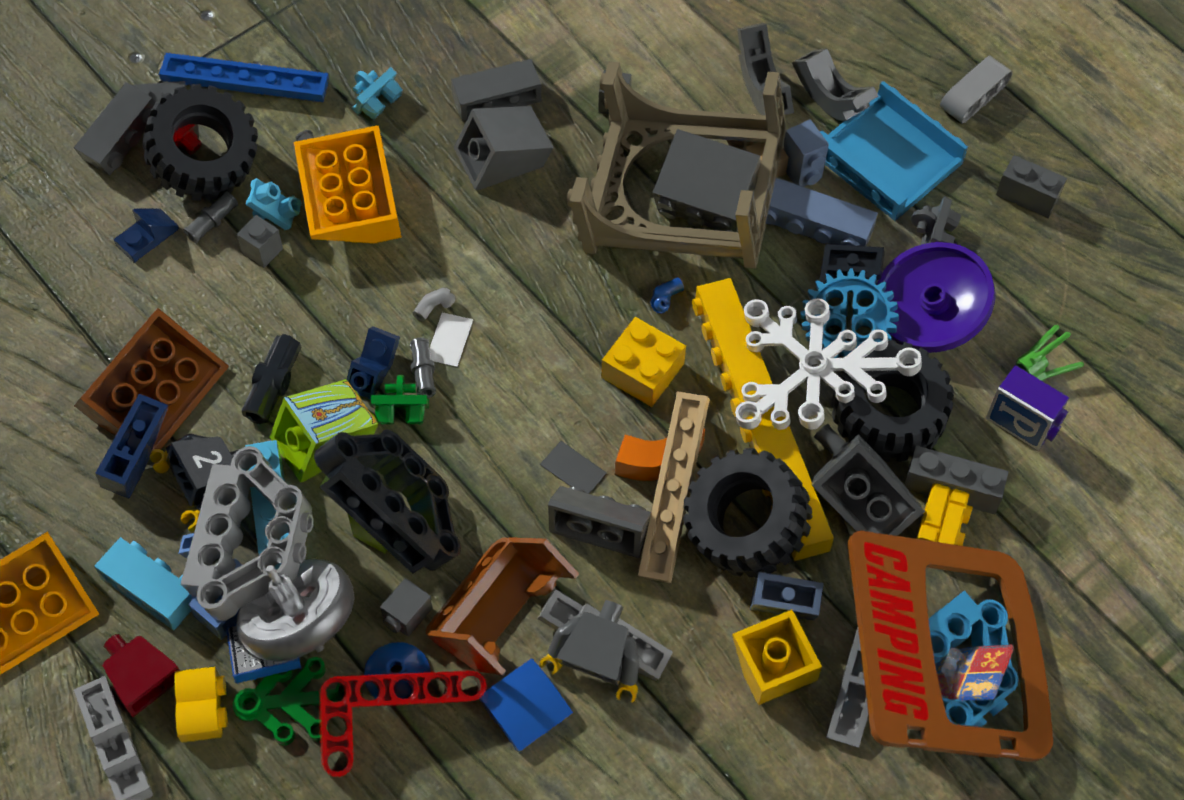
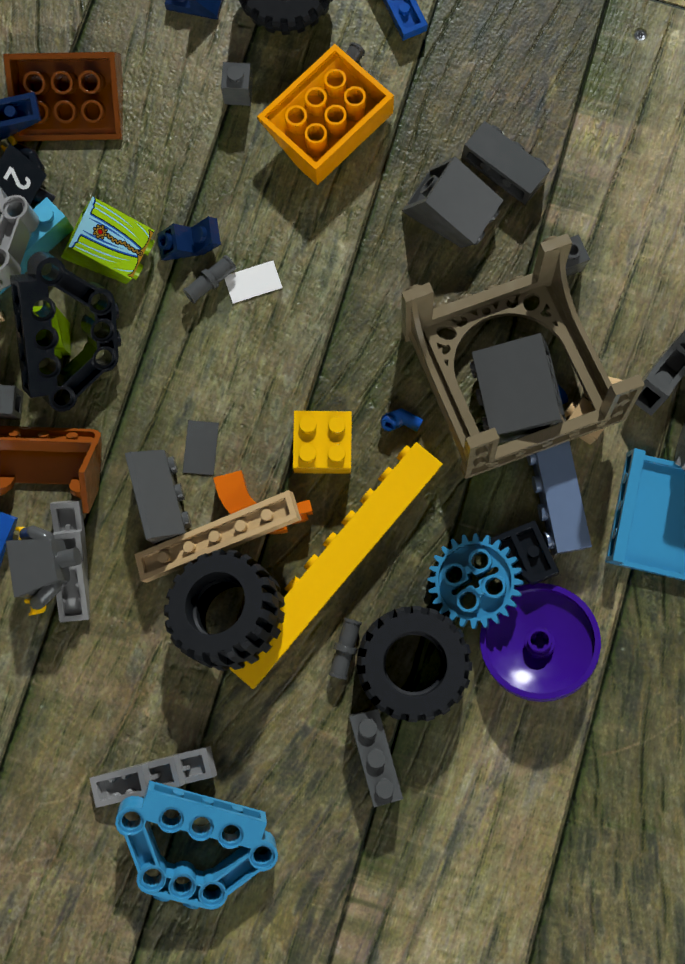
camera: 55 degrees right, 20 degrees up
(211, 217) = (237, 34): dark grey pin -> none
(271, 204) = (273, 67): medium azure hips -> none
(271, 379) = (126, 176): black piece -> none
(384, 85) = (424, 71): medium azure hips -> none
(386, 404) = (169, 279): green hips -> none
(432, 299) = (276, 246): light grey arm -> none
(776, 657) = (122, 703): yellow slope -> none
(781, 593) = (180, 682): sand blue brick -> none
(805, 153) = (610, 451): sand blue brick -> none
(853, 364) = (409, 615): white plant -> none
(866, 491) = (312, 690): dark grey slope -> none
(899, 651) = (174, 798): dark orange door -> none
(933, 221) = (618, 597): dark grey hips -> none
(944, 515) = (330, 766): yellow brick -> none
(973, 672) = (195, 869): clear shield -> none
(1028, 408) = (478, 782): piece -> none
(1035, 361) = (533, 760): bright green plant -> none

